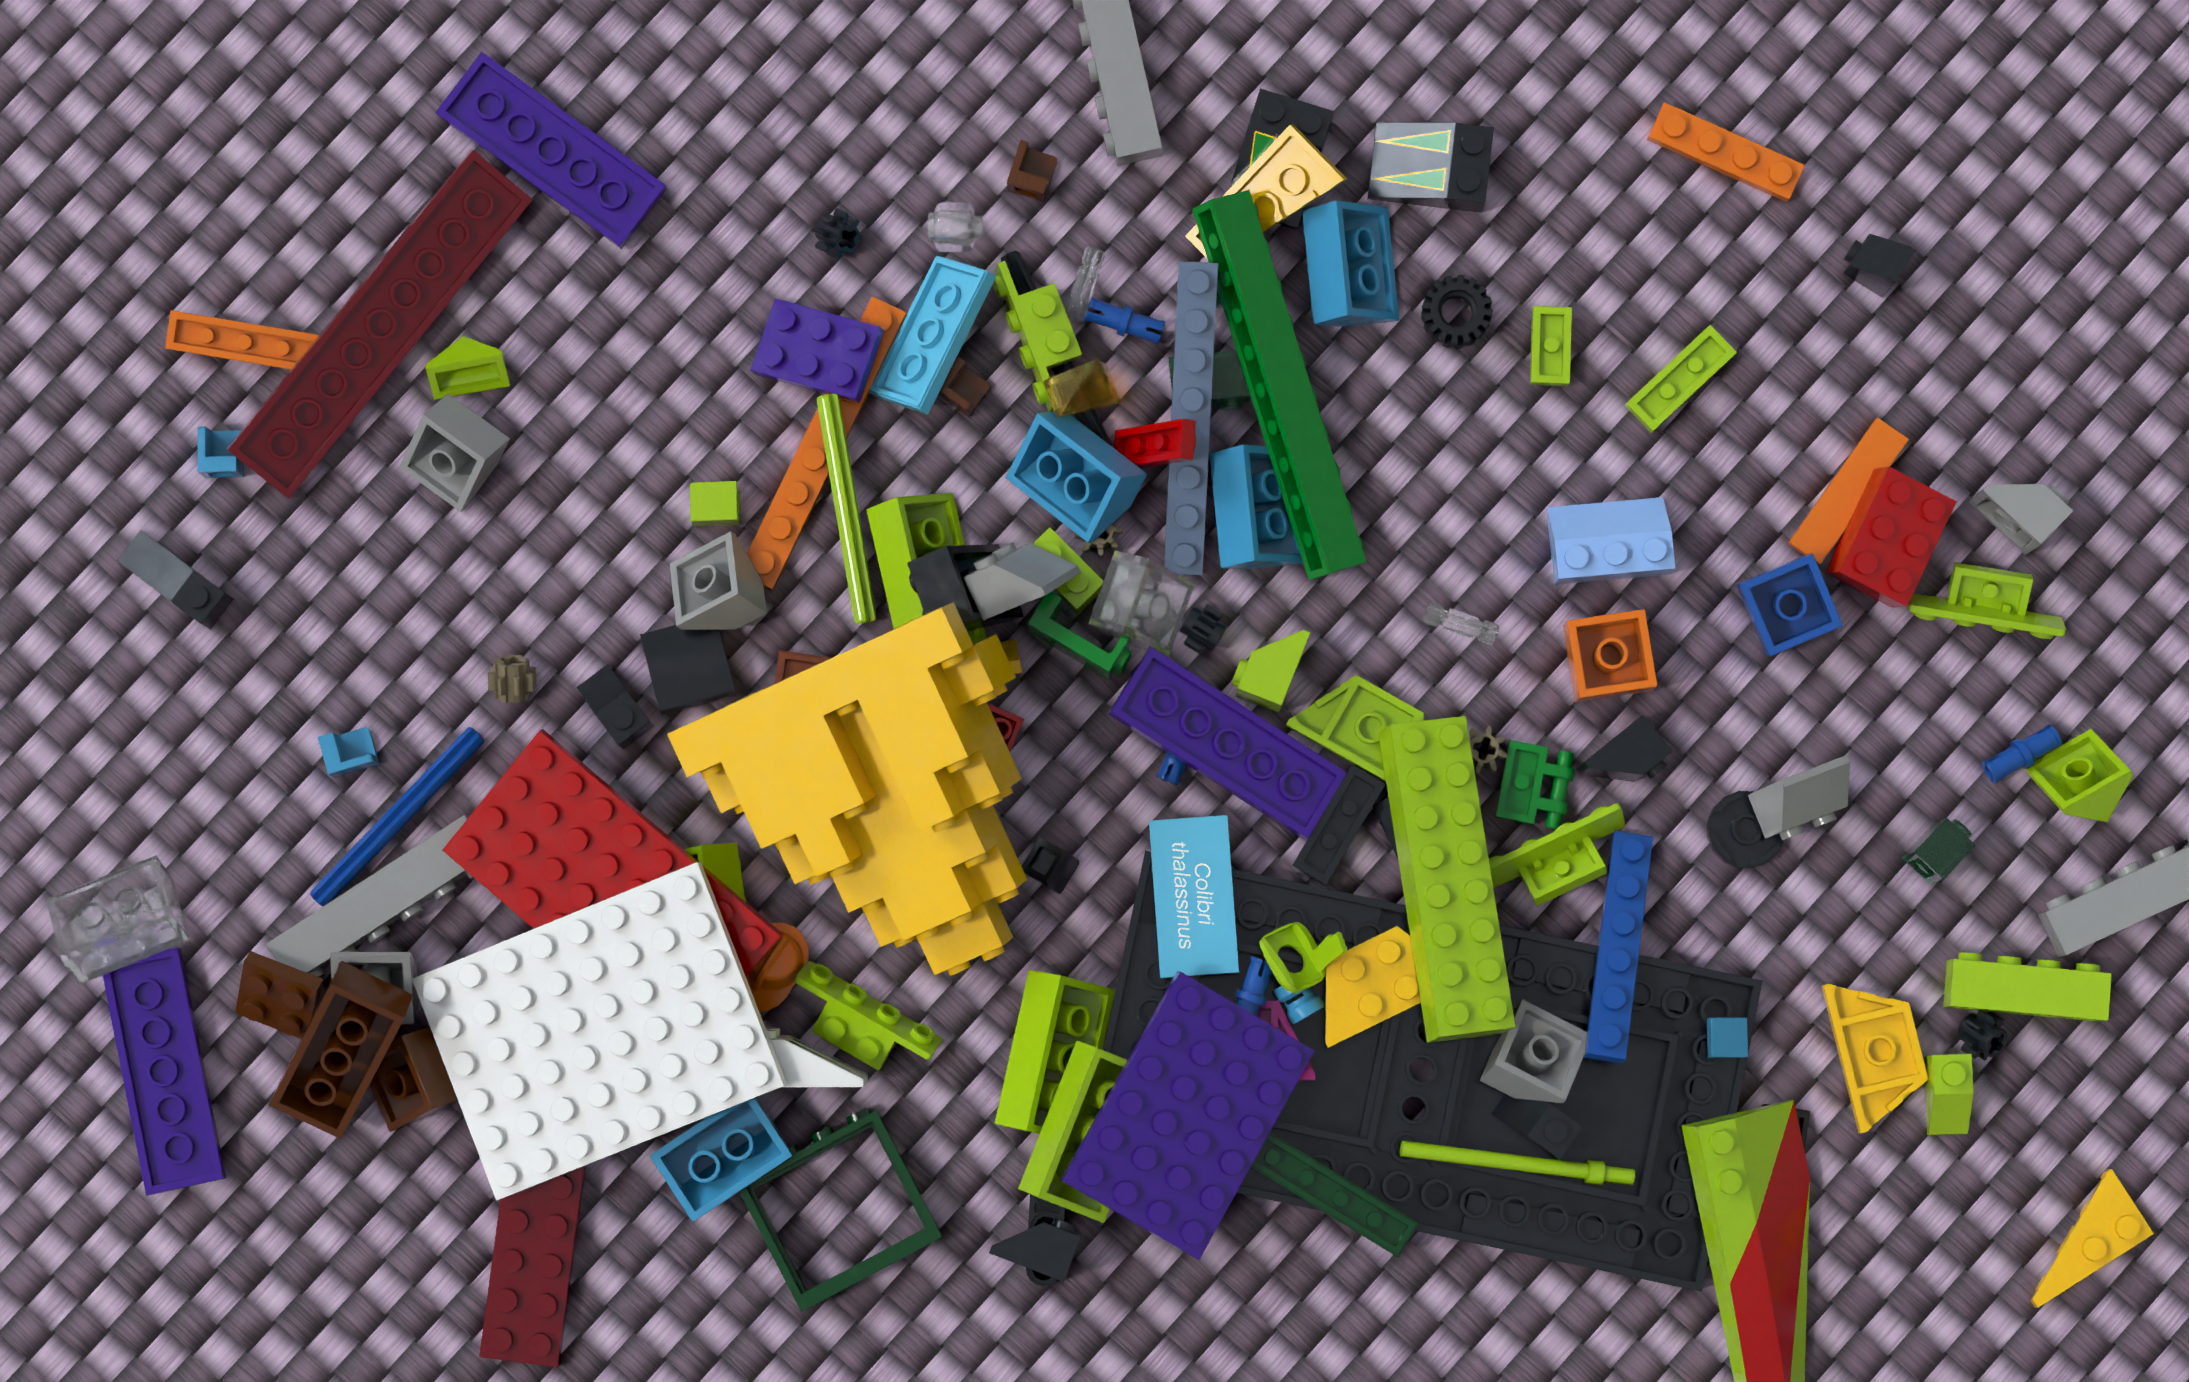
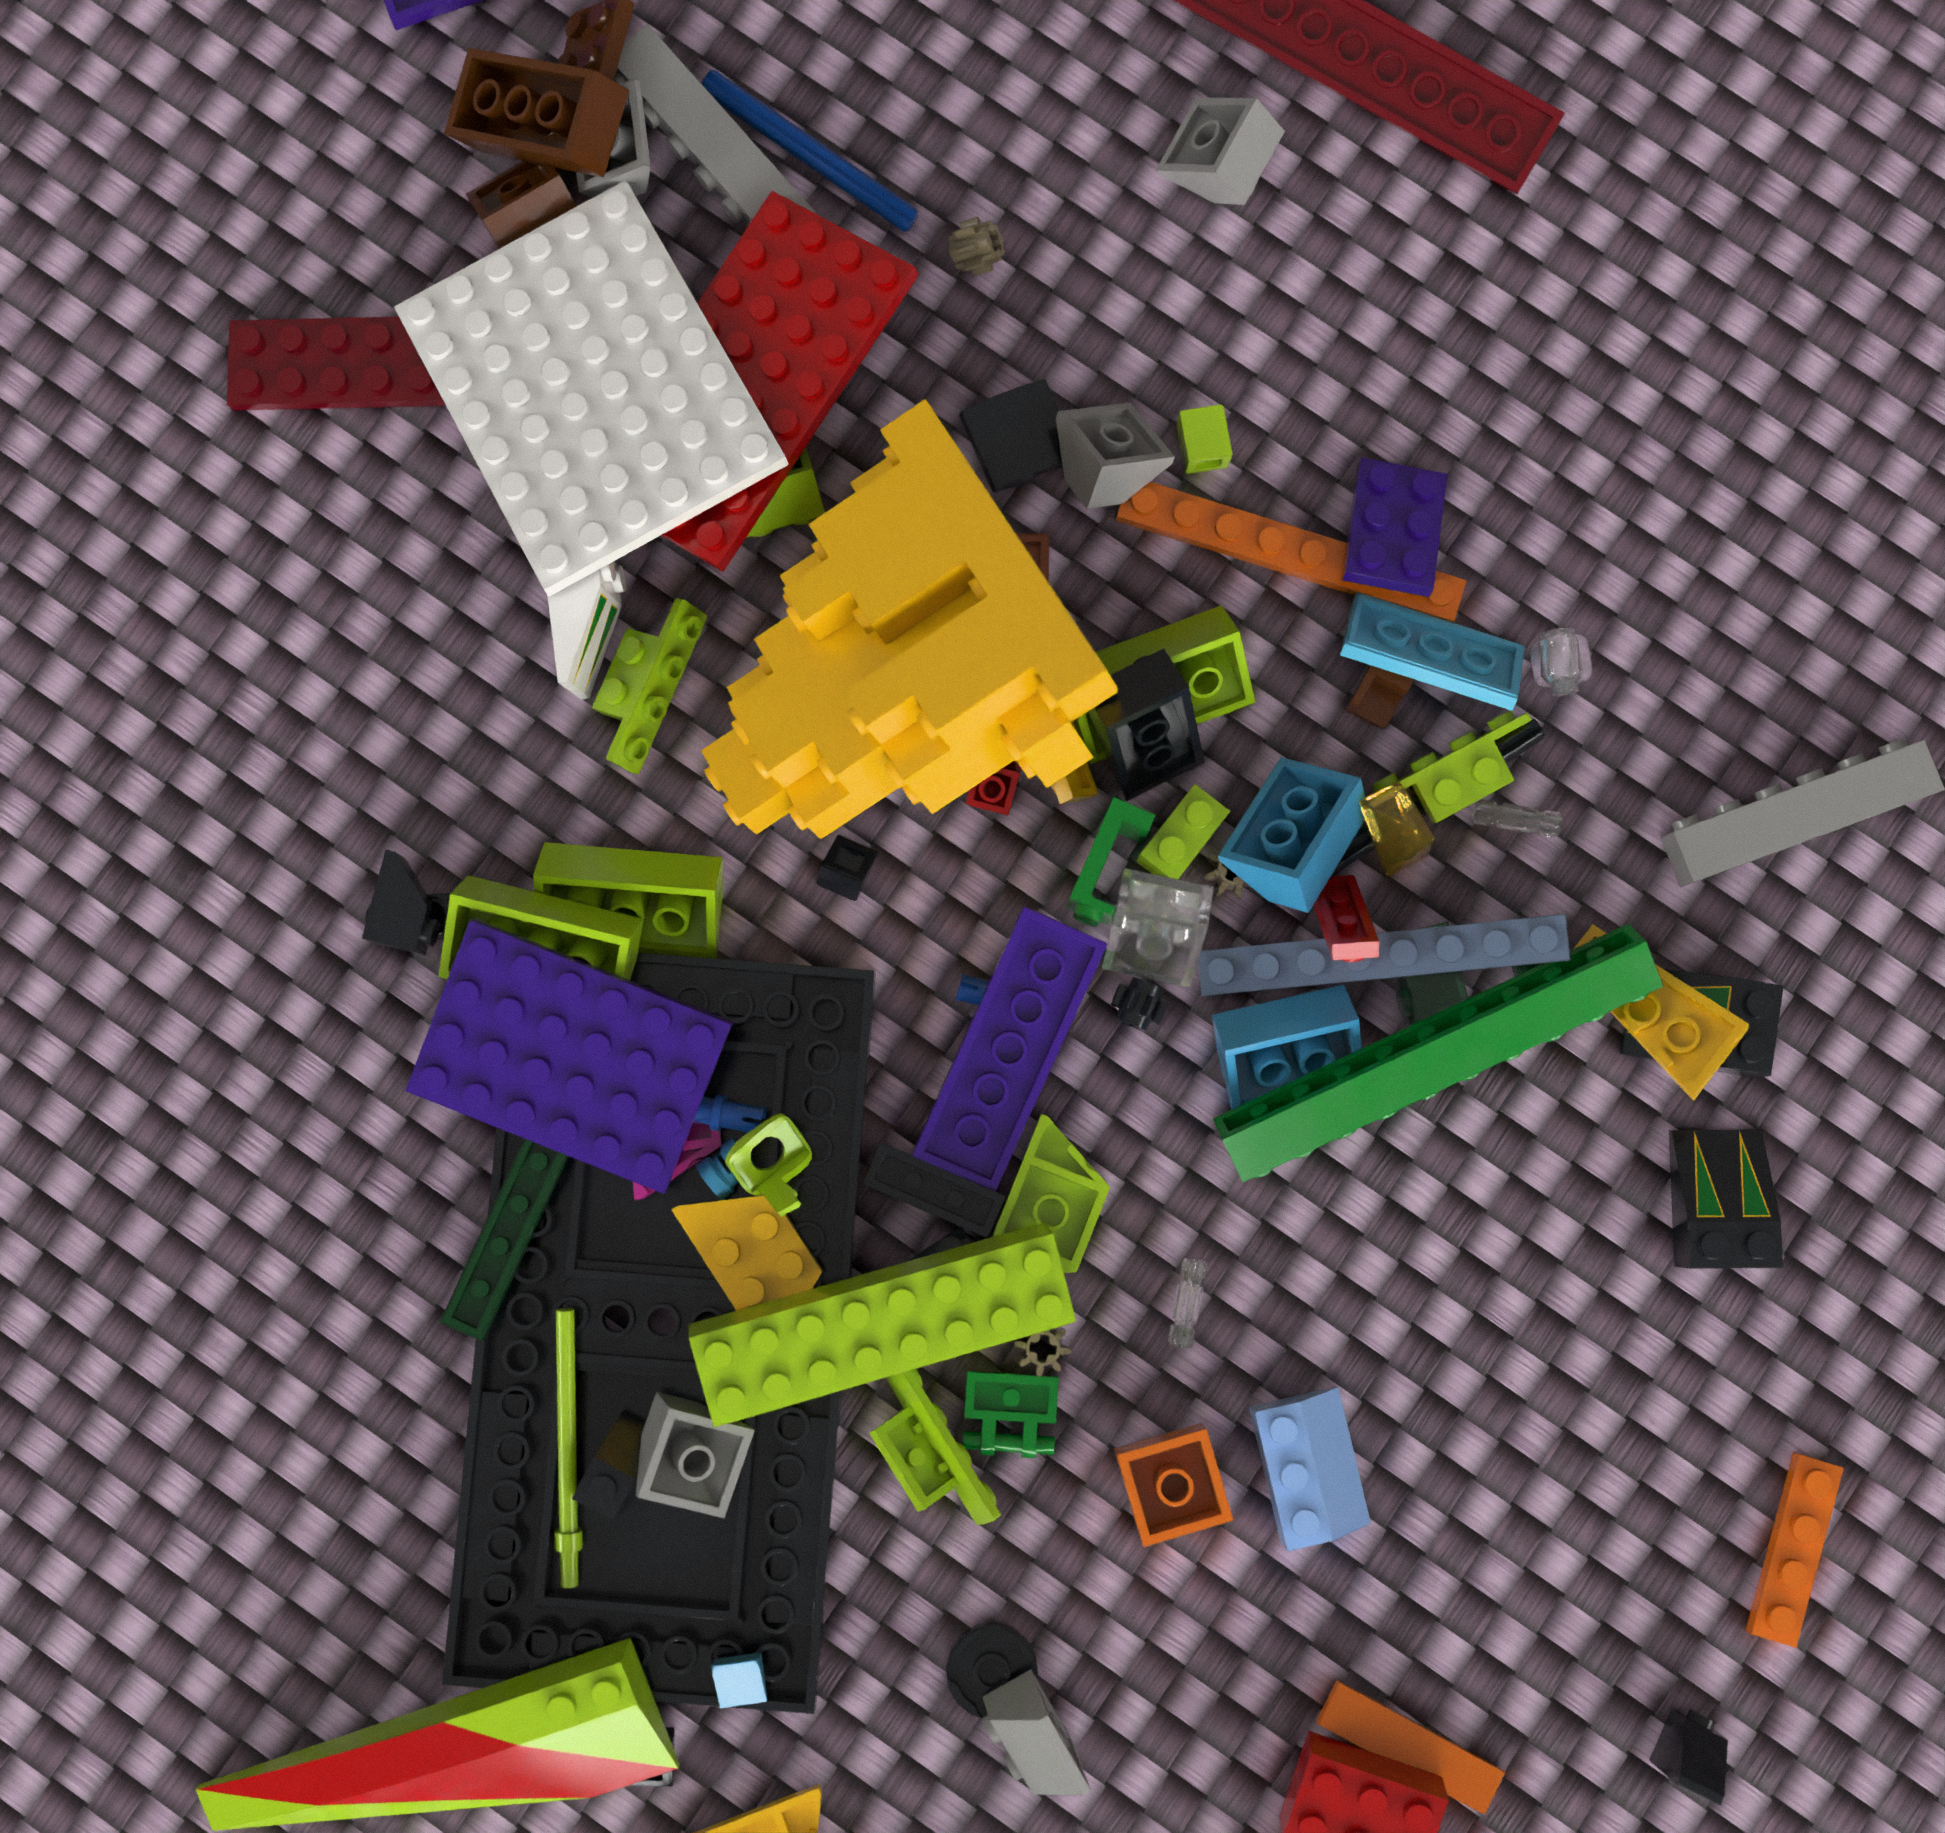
camera: 80 degrees right, 0 degrees up
(348, 751) = (872, 86): dark azure panel -> none
(467, 369) = (1315, 151): lime slope -> none
(551, 150) = (1576, 206): dark purple plate -> none
(615, 707) = (958, 364): black slope -> none
(721, 1156) = (469, 544): dark azure slope -> none
(776, 972) = (682, 575): orange piece -> none
(823, 1142) = (386, 618): dark green window -> none
(837, 233) = (1532, 530): black gear -> none
(846, 508) = (1220, 583): lime axle -> none
(1016, 577) = (1164, 775): light grey slope -> none
(1031, 172) = (1638, 739): reddish brown panel -> none
(1124, 320) = (1482, 868): blue pin -> none
(1193, 896) = (826, 1032): medium azure tile -> none
(1270, 671) = (1099, 1087): lime slope -> none
(1350, 264) = (1590, 1119): dark azure slope -> none
(1456, 288) = (1580, 1244): black tyre -> none
(1550, 346) = (1530, 1368): lime plate -> none
(1618, 947) = (829, 1537): blue plate -> none
(1629, 754) = (1060, 1521): black slope -> none
(1680, 379) = (1515, 1528): lime plate -> none
(1789, 605) = (1263, 1694): blue brick -> none

